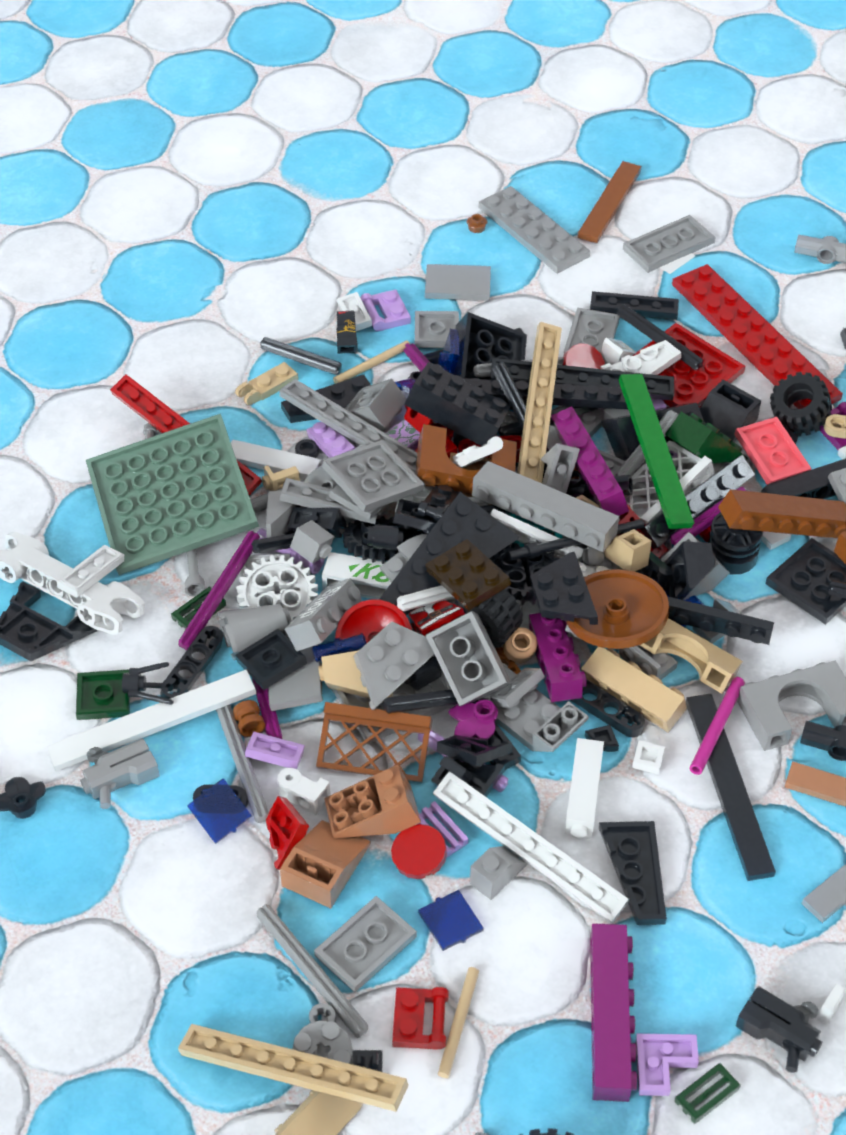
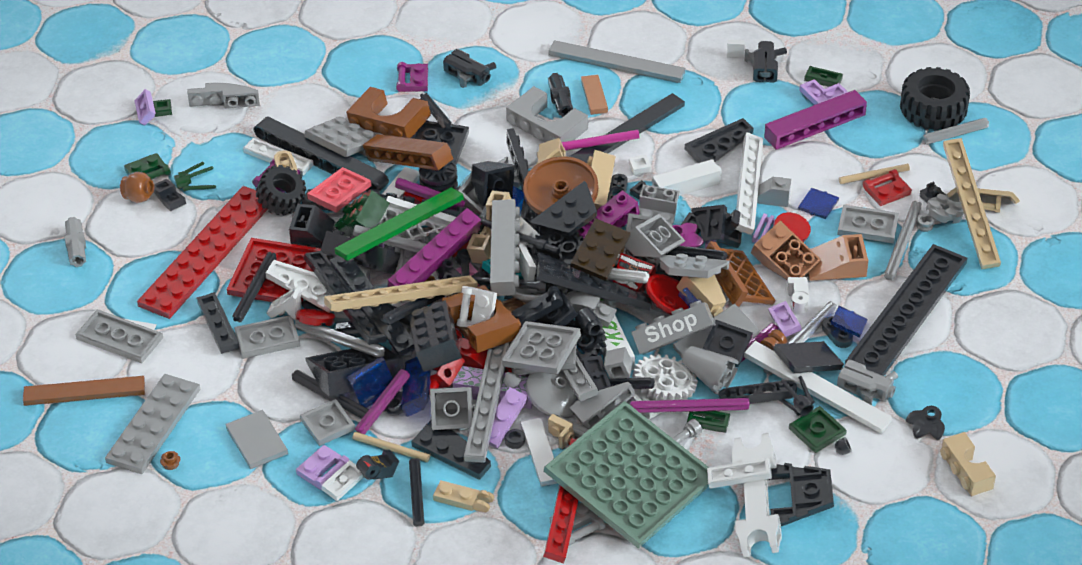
camera: 120 degrees left, 5 degrees down
(53, 697) = (842, 446): none -> black hinge
(192, 893) = (908, 309): none -> black plate
(195, 731) = (808, 357): none -> black tile
(285, 828) = (834, 283): red wing -> none
(560, 466) = (452, 263): light grey slope -> none

